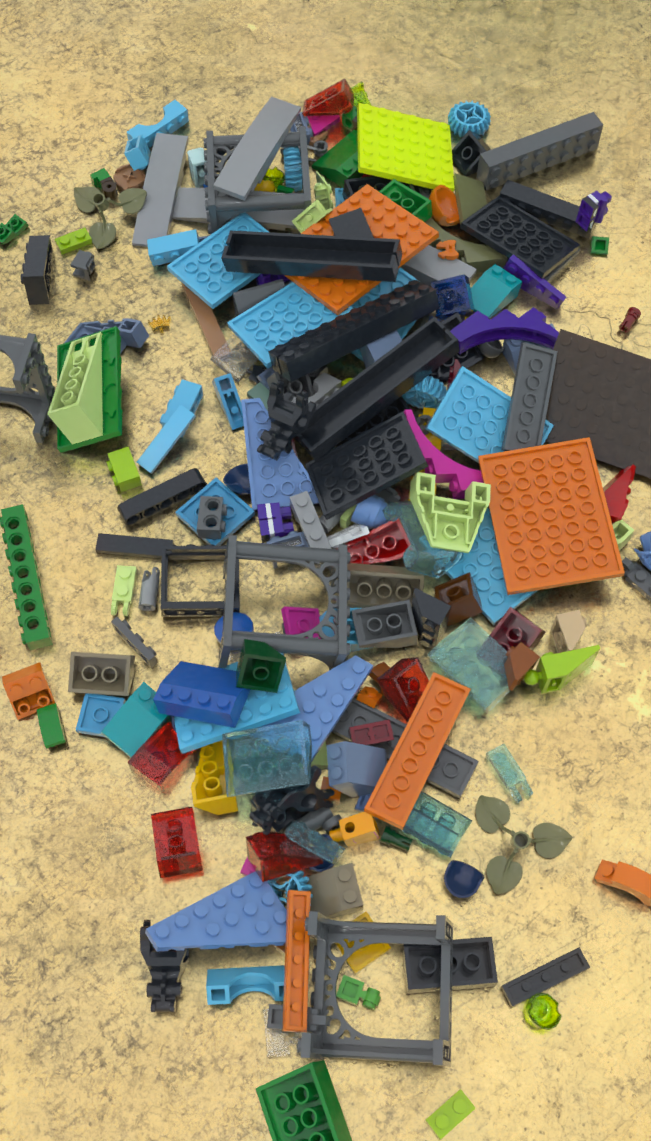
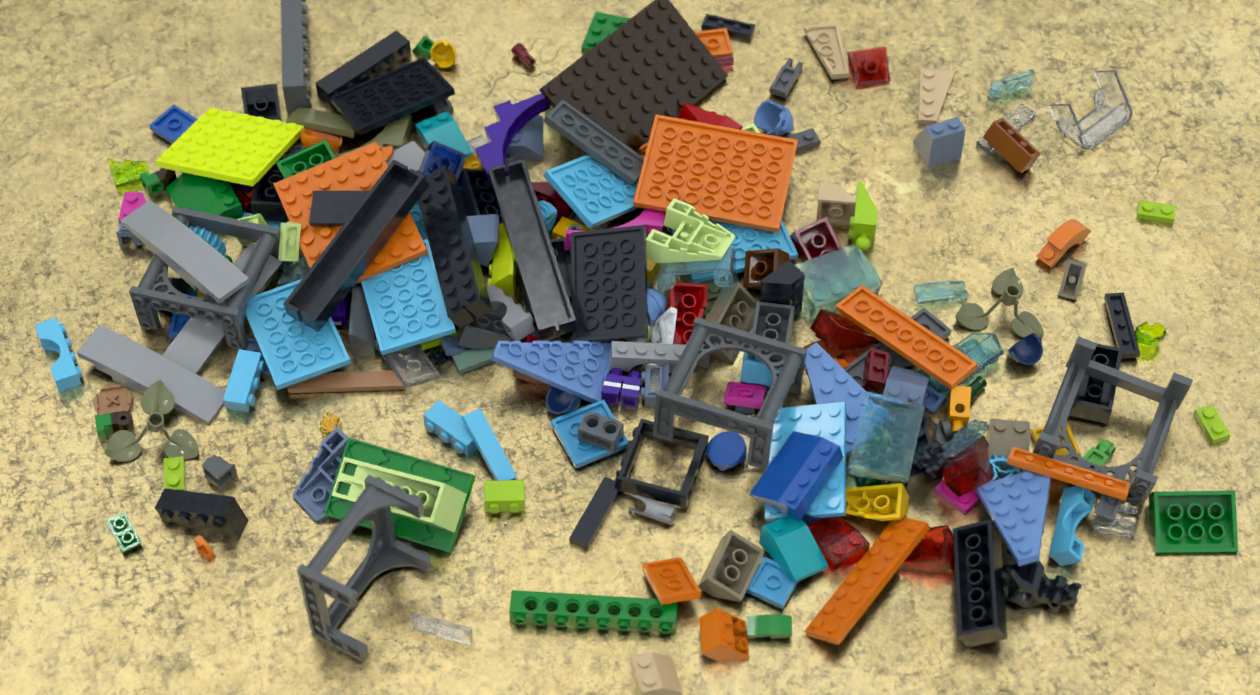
camera: 70 degrees left, 10 degrees down
(10, 283) = (203, 548): none -> orange tile
(69, 626) = (671, 580): none -> orange plate
(122, 911) = (978, 585): none -> black brick
(123, 588) = (642, 533): yellowish green hinge -> none
(124, 797) = (866, 580): none -> orange plate
(135, 641) = (705, 535): dark grey plate -> none
(137, 153) = (95, 376): medium azure brick -> none
(161, 496) = (551, 472): black beam -> none
(196, 166) = (147, 327): light aqua brick -> none
(229, 400) = (463, 385): dark azure slope -> none
(259, 667) = (797, 413): dark green slope -> none
(286, 419) = (538, 325): black animal -> none
(330, 101) = (126, 188): clear red slope -> none
(420, 106) = (172, 123): none -> blue plate
(469, 117) = (214, 89): medium azure gear -> none
(518, 663) = (853, 243): dark orange slope -> none
(534, 284) = (454, 104): dark purple wing -> none
(587, 906) = (1072, 278): none -> dark tan slope
(593, 209) = (400, 28): dark purple hips -> none
(595, 258) = (443, 53): none -> yellow hair

